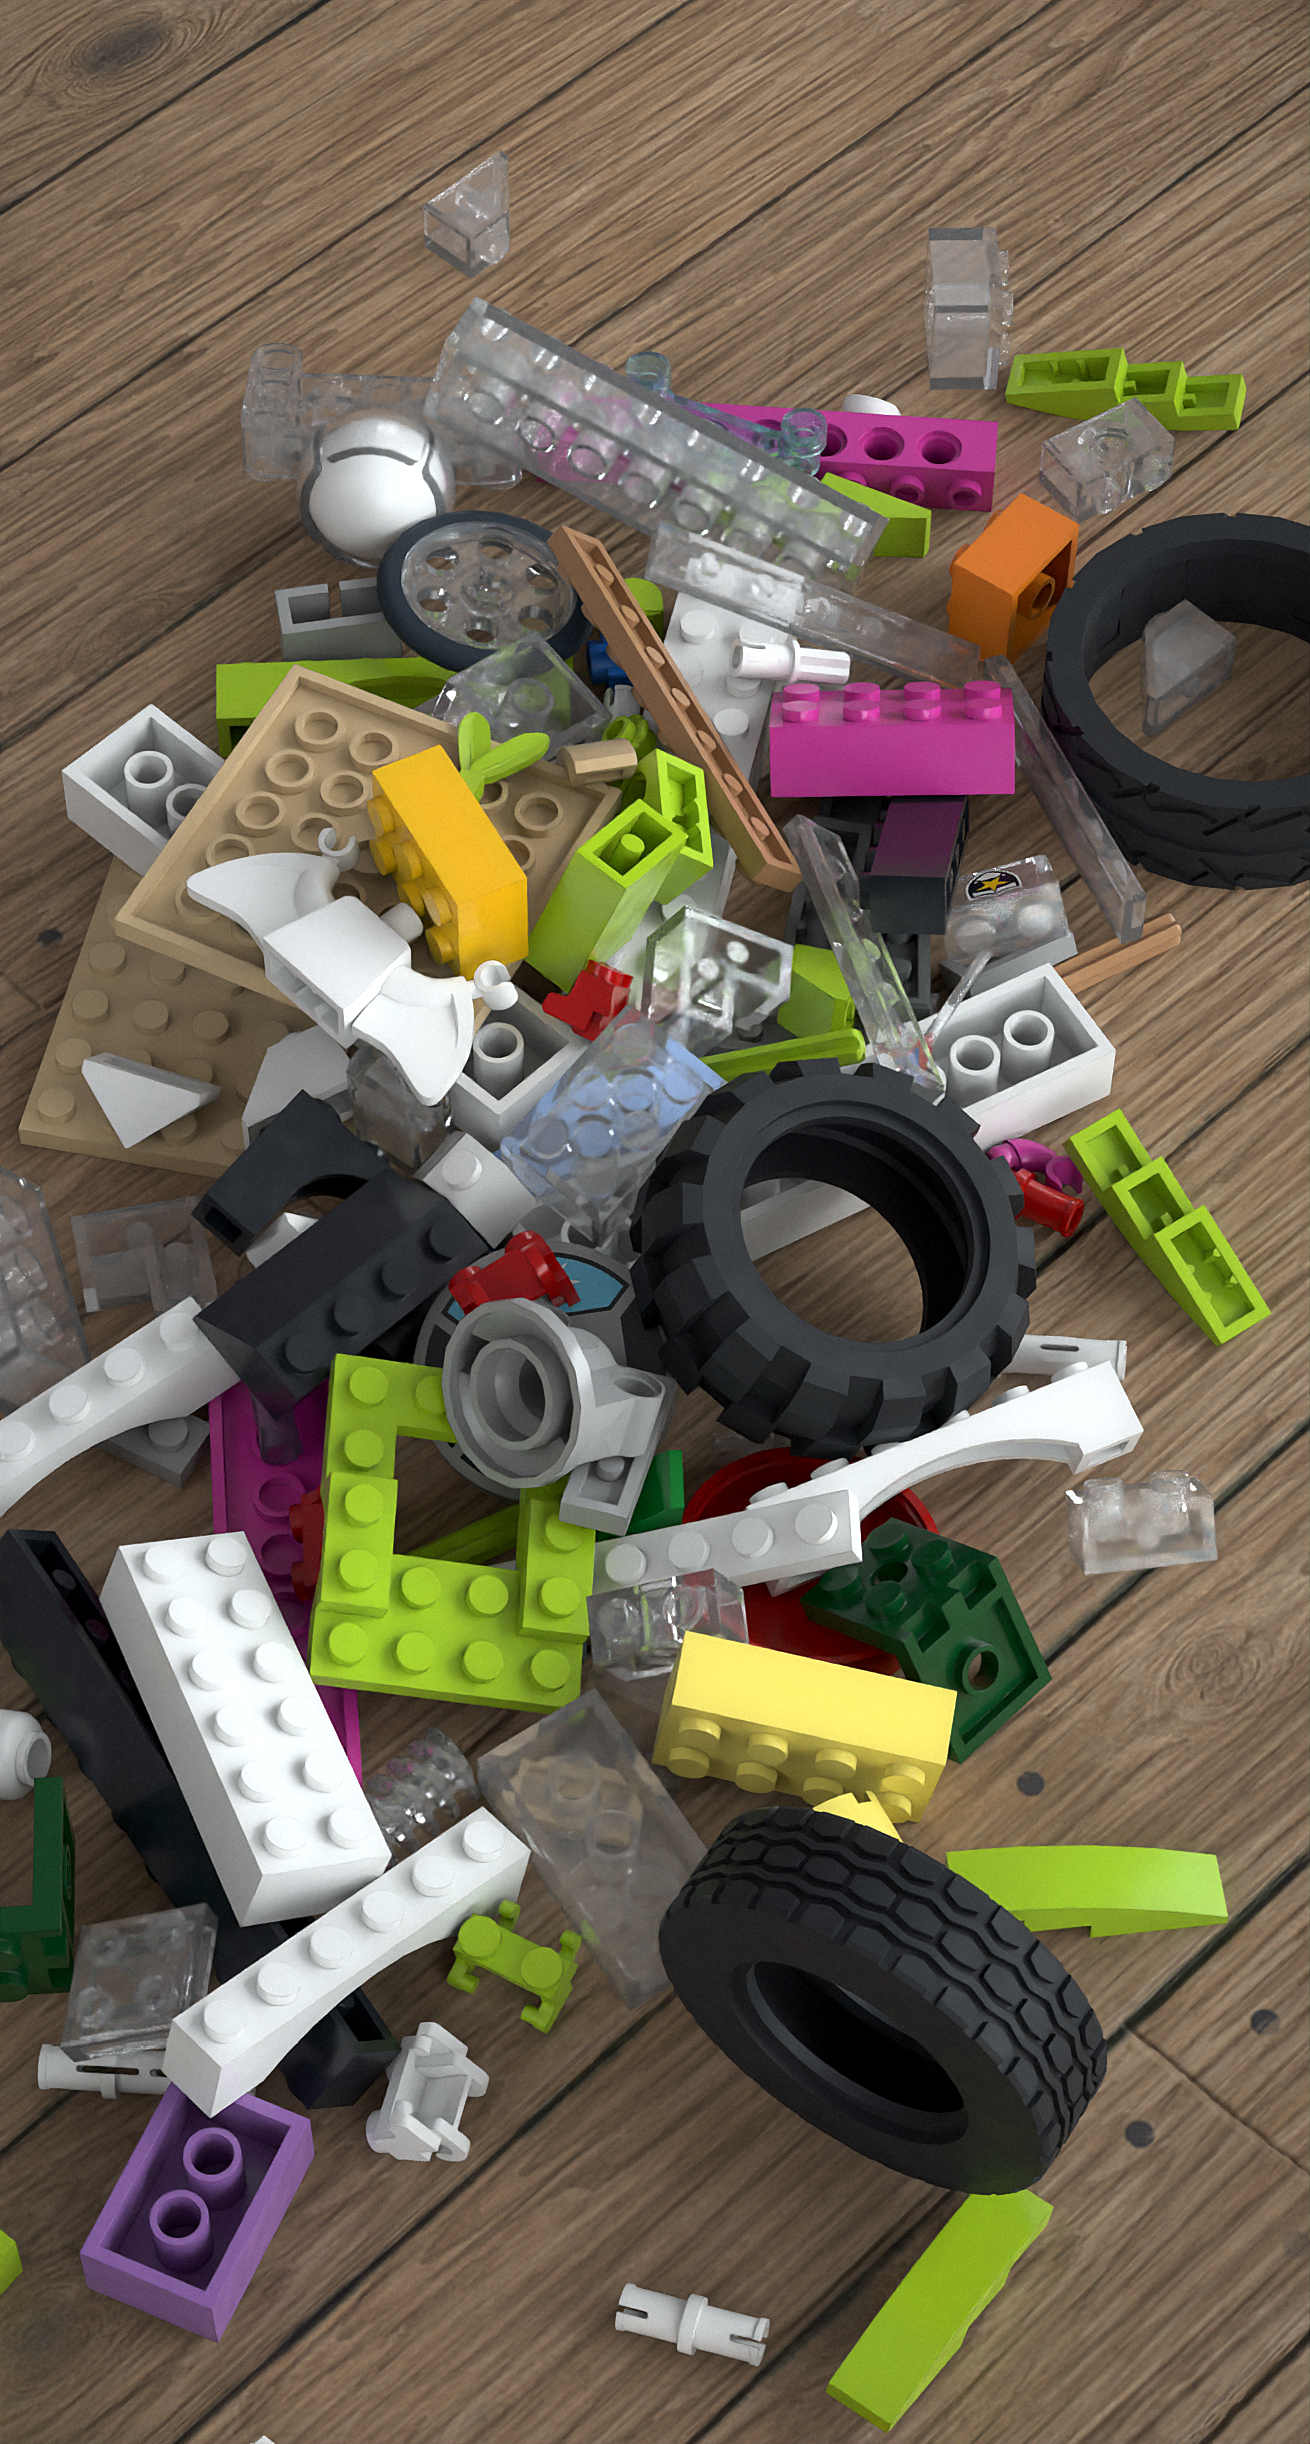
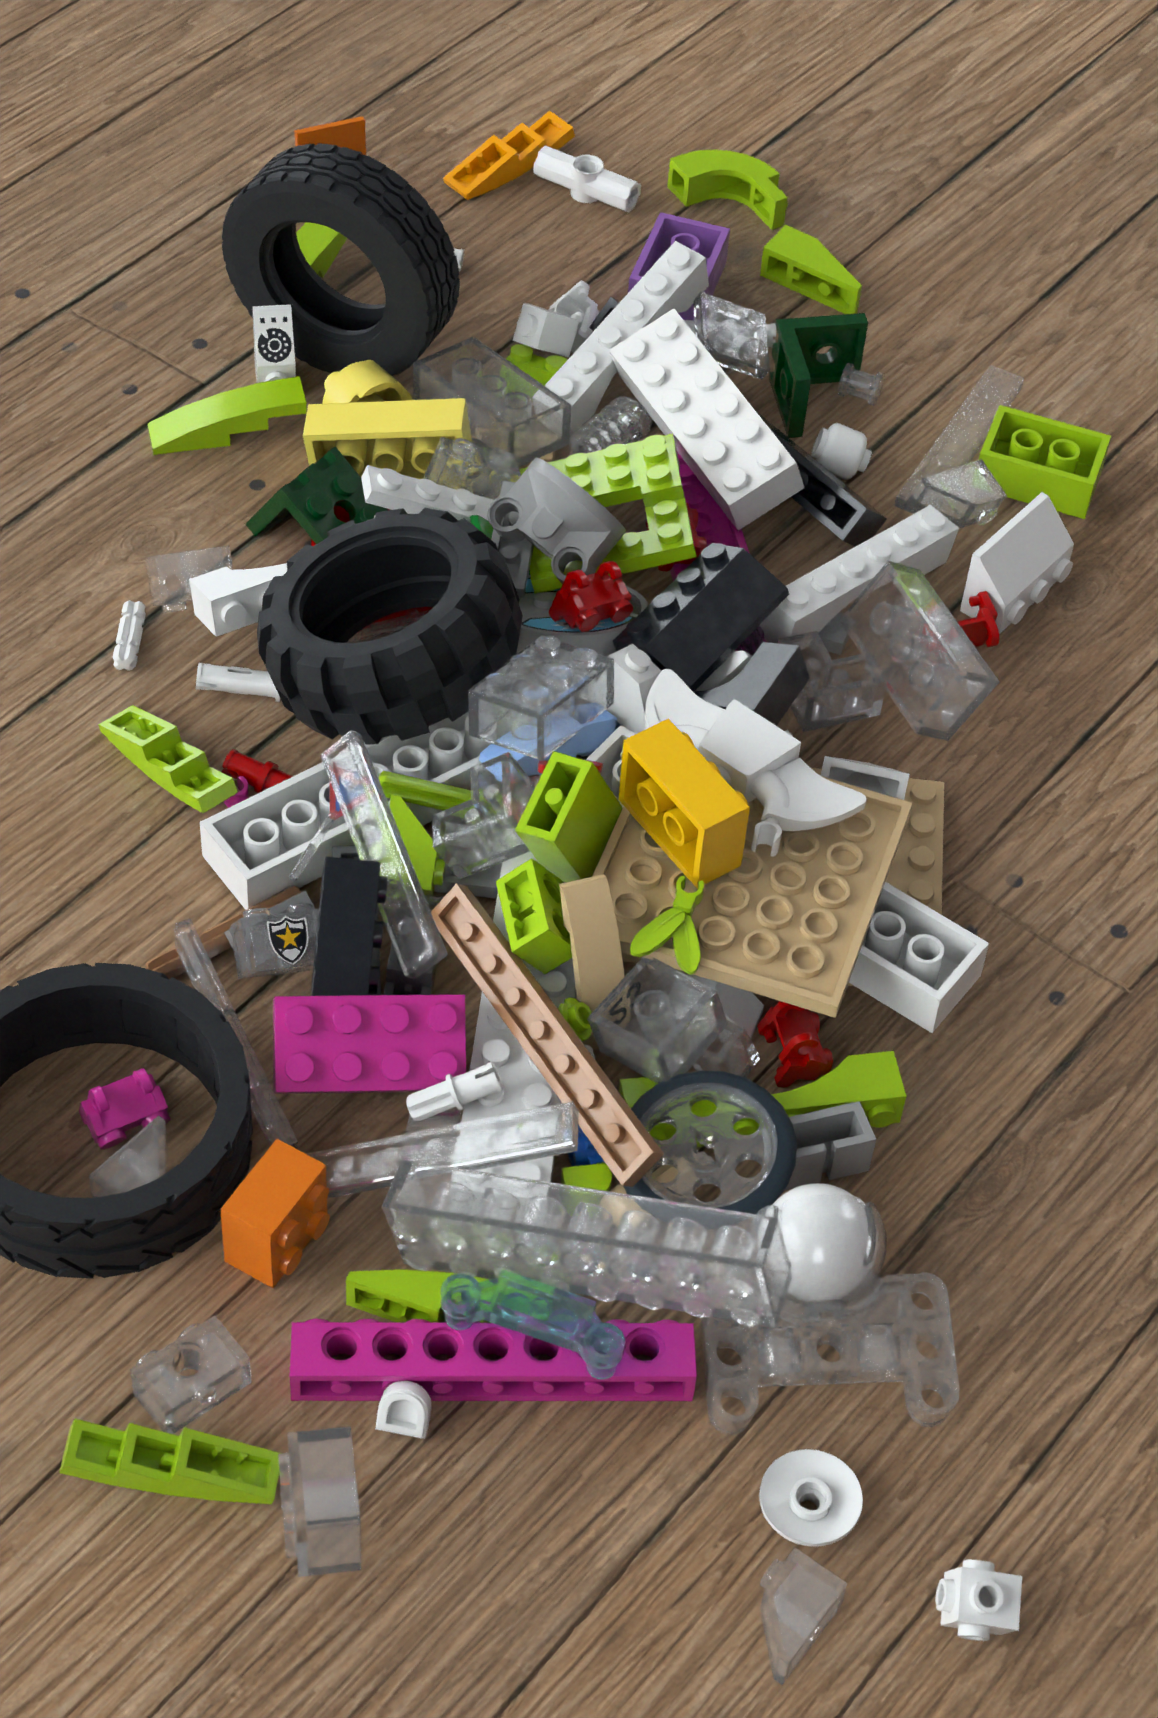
camera: 170 degrees right, 5 degrees down
(286, 199) = (979, 1600): none -> white brick
(429, 302) = (813, 1478): none -> white dish
(500, 2030) = (545, 330): none -> white slope
(1211, 729) = (121, 1107): none -> dark pink piece
(1234, 1462) = (129, 635): none -> white axle

